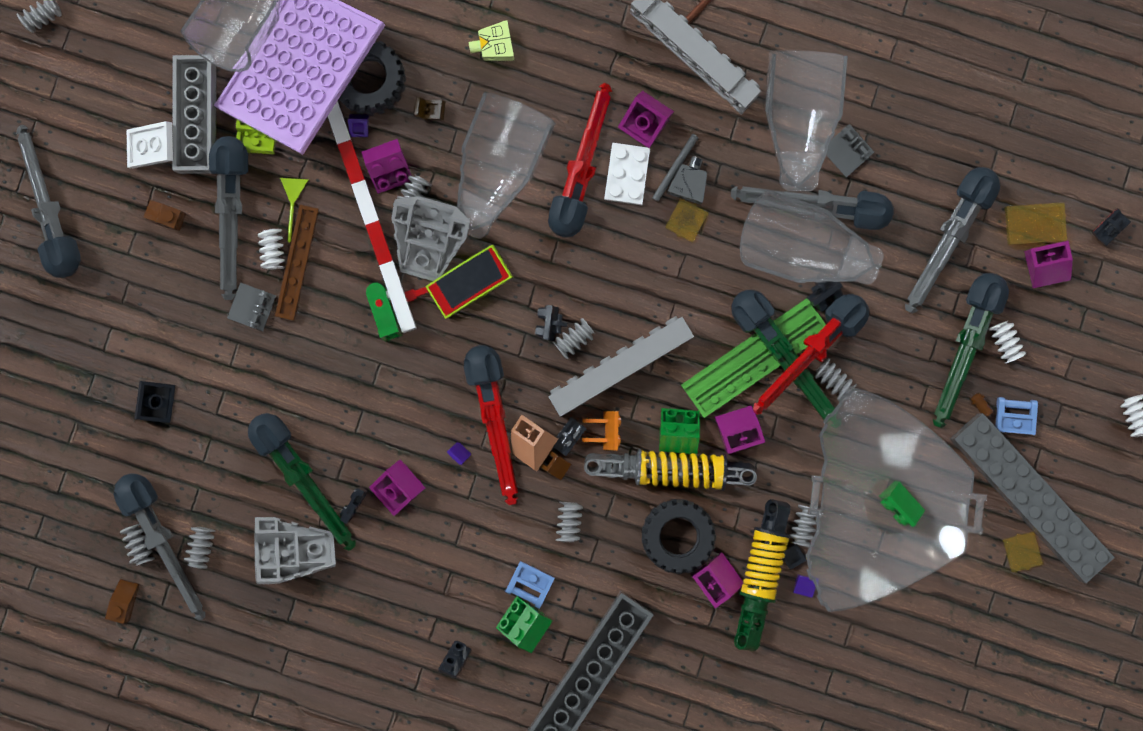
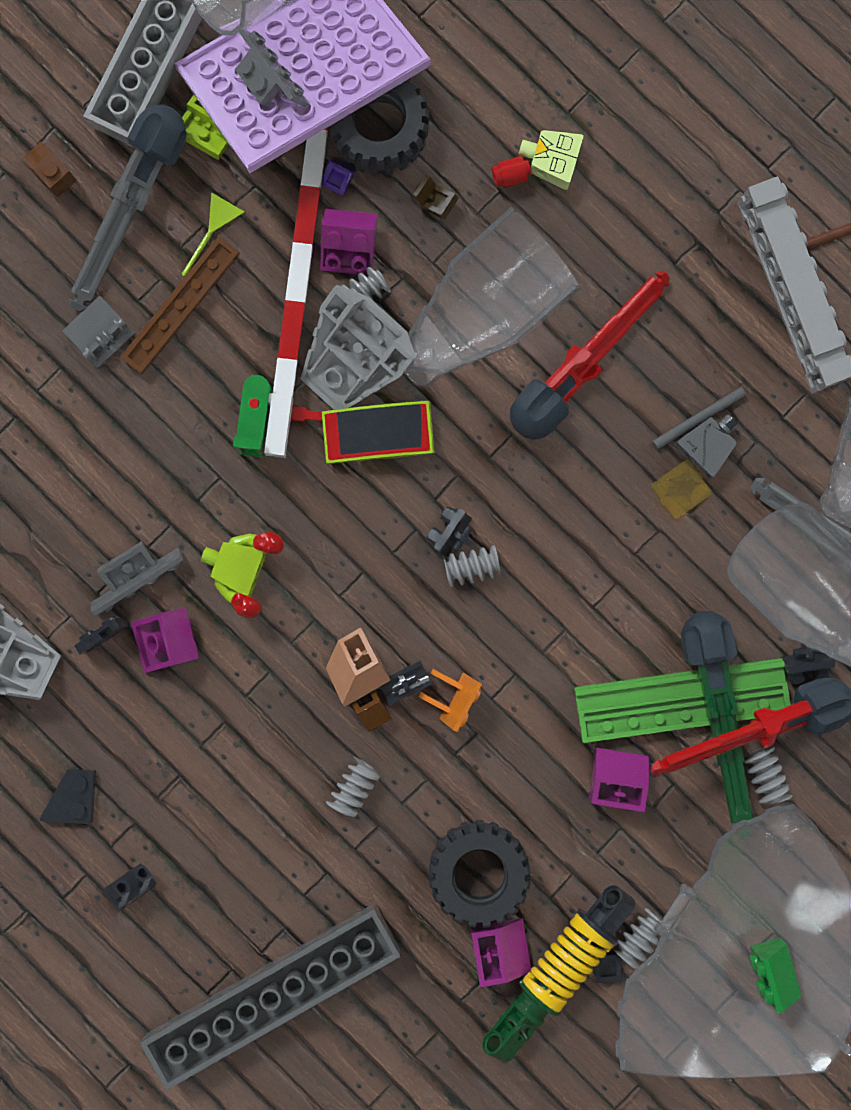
camera: 30 degrees right, 0 degrees up
(149, 145) = (72, 72): white plate -> none
(271, 249) = (156, 273): white piece -> none
(271, 437) = (40, 500): piece -> none
(280, 85) = (264, 74): none -> dark grey bracket
(352, 455) = (130, 572): none -> dark grey bracket
(388, 621) = (73, 798): none -> black wing
(422, 416) = (239, 567): none -> lime torso
(459, 453) = (261, 636): dark purple slope -> none
(471, 67) = (511, 172): none -> red brick
(483, 369) = (341, 549): piece -> none
(524, 624) = (235, 886): green slope -> none
(533, 579) = (274, 835): medium blue plate -> none
(621, 366) = (513, 629): light grey brick -> none
(627, 173) = (636, 396): white plate -> none
(645, 119) = (693, 340): magenta slope -> none
(670, 468) = (517, 789): piece -> none
(679, 431) = (544, 743): green slope -> none
(804, 586) = (603, 1011): dark purple slope -> none

